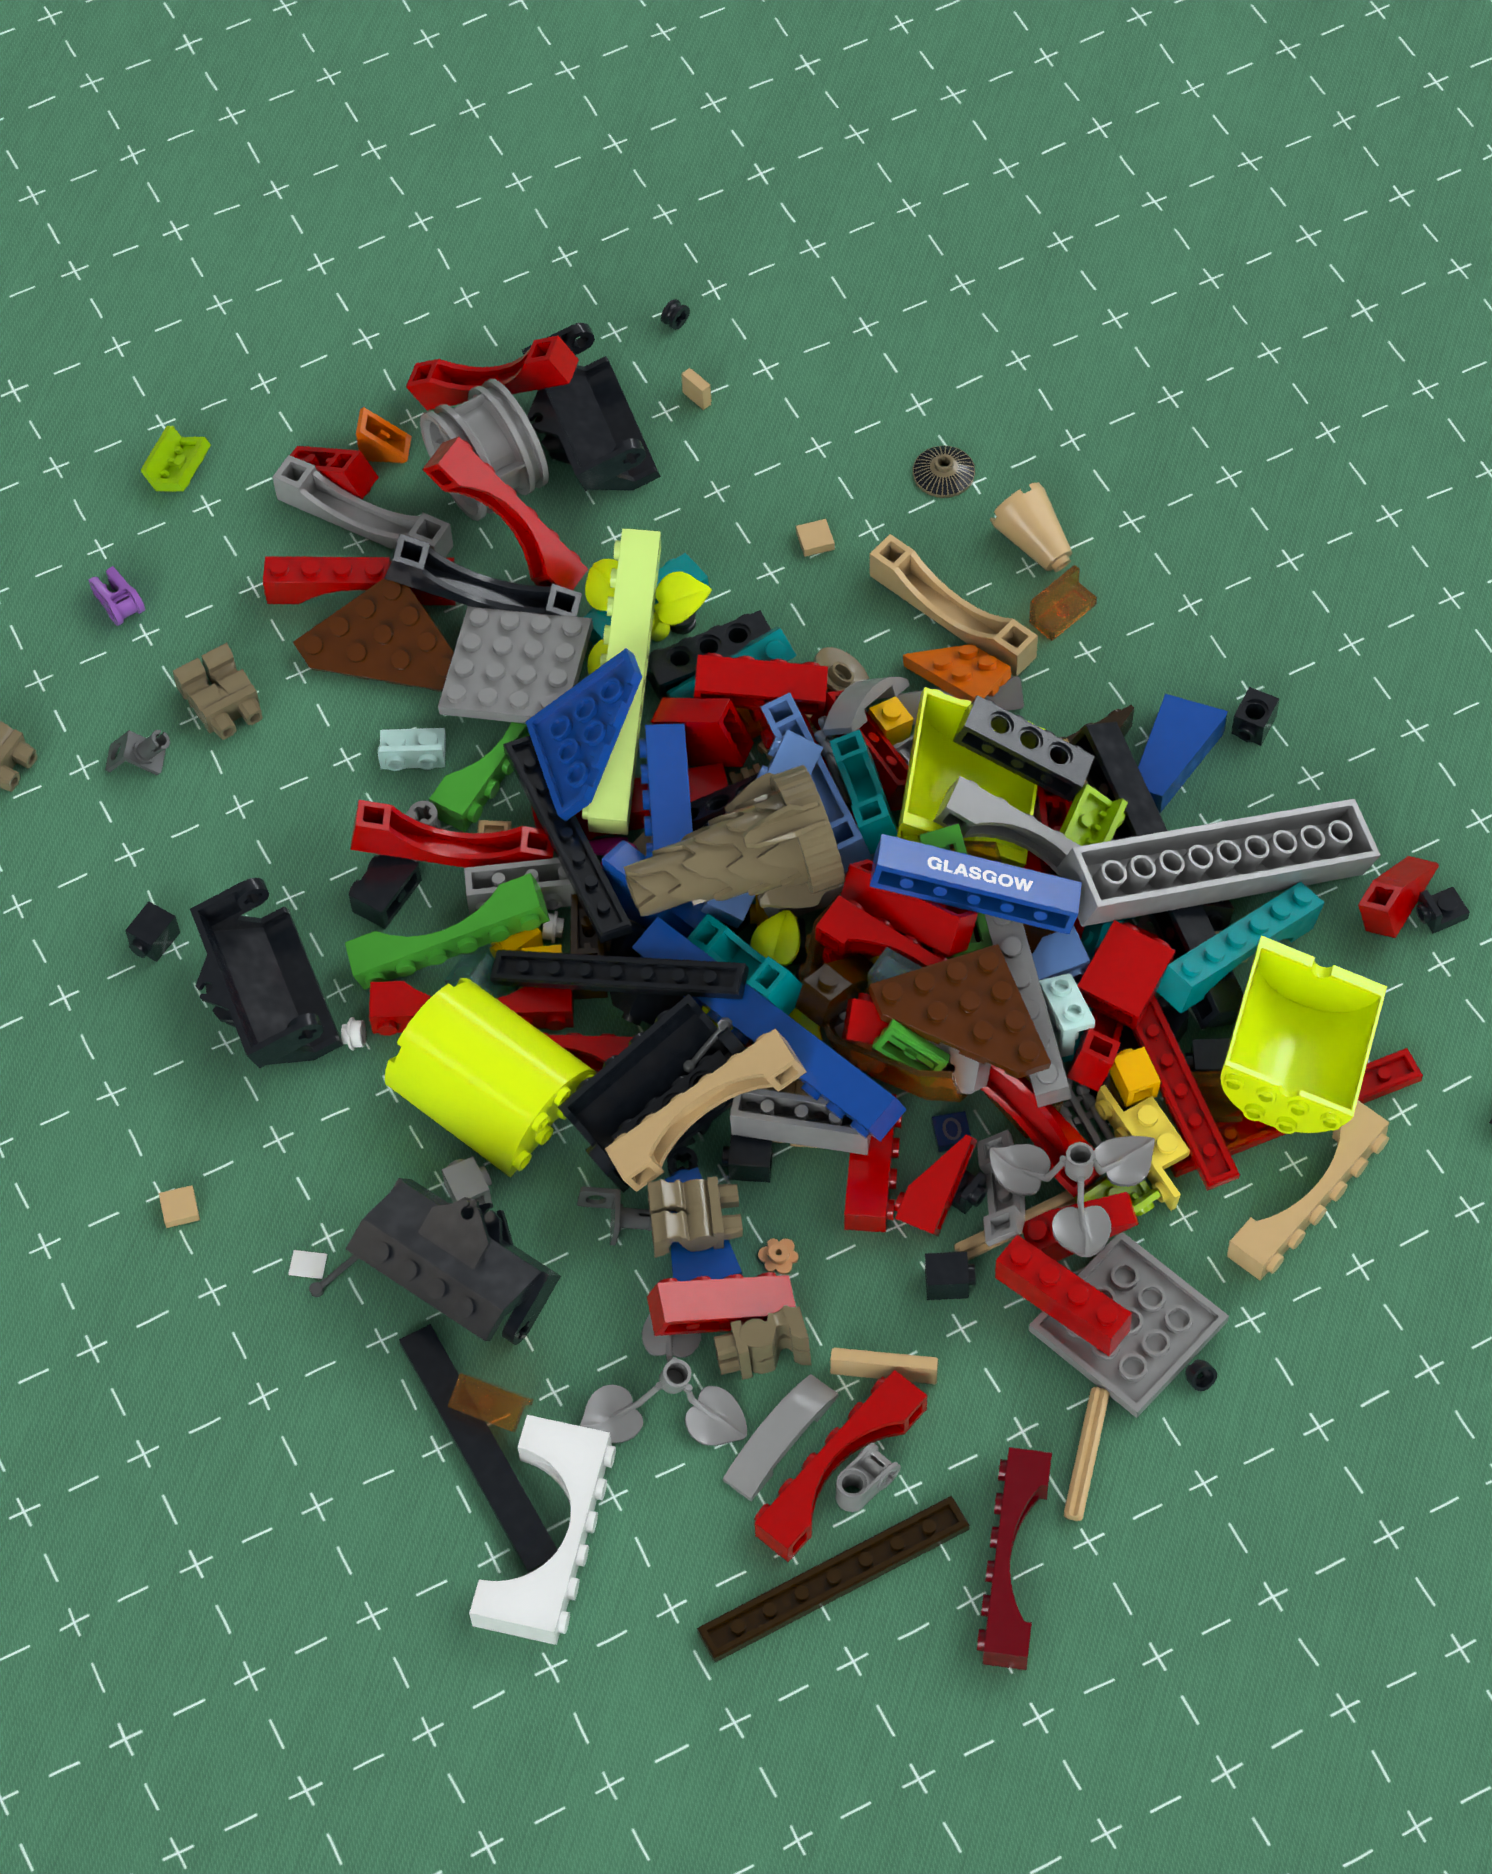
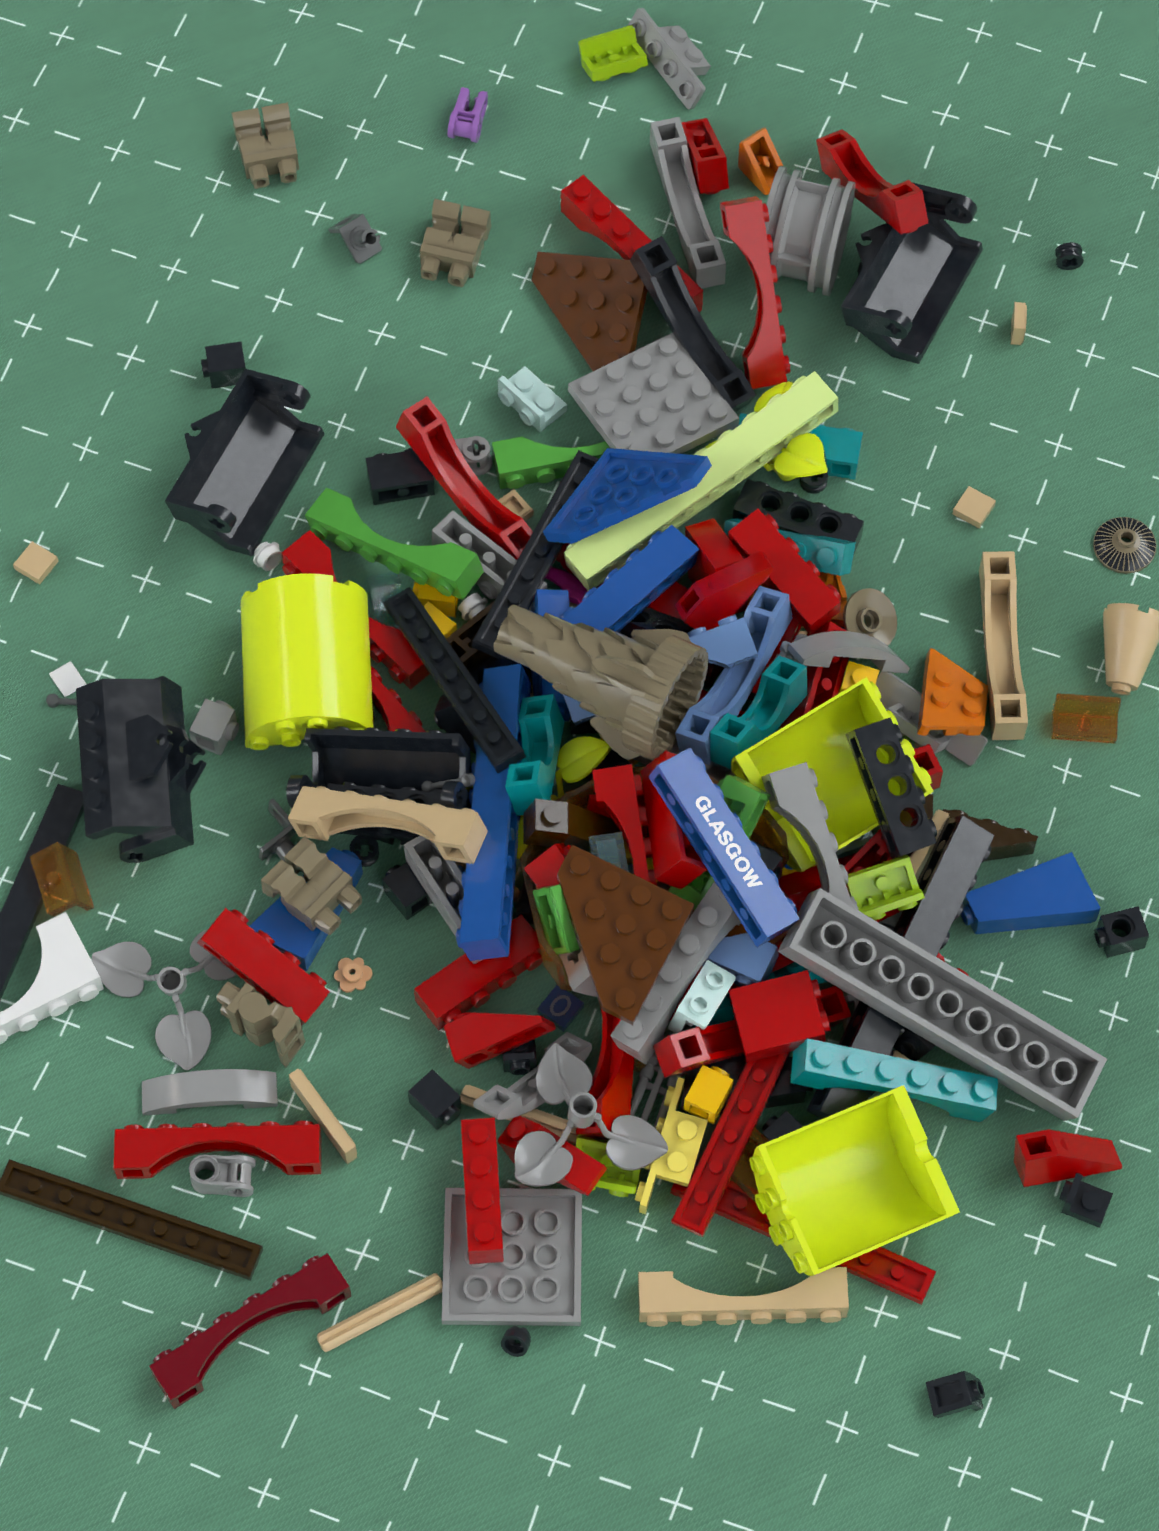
camera: 45 degrees right, 5 degrees up
(222, 424) = (672, 56): none -> light grey bracket
(741, 734) = (723, 592): none -> red slope

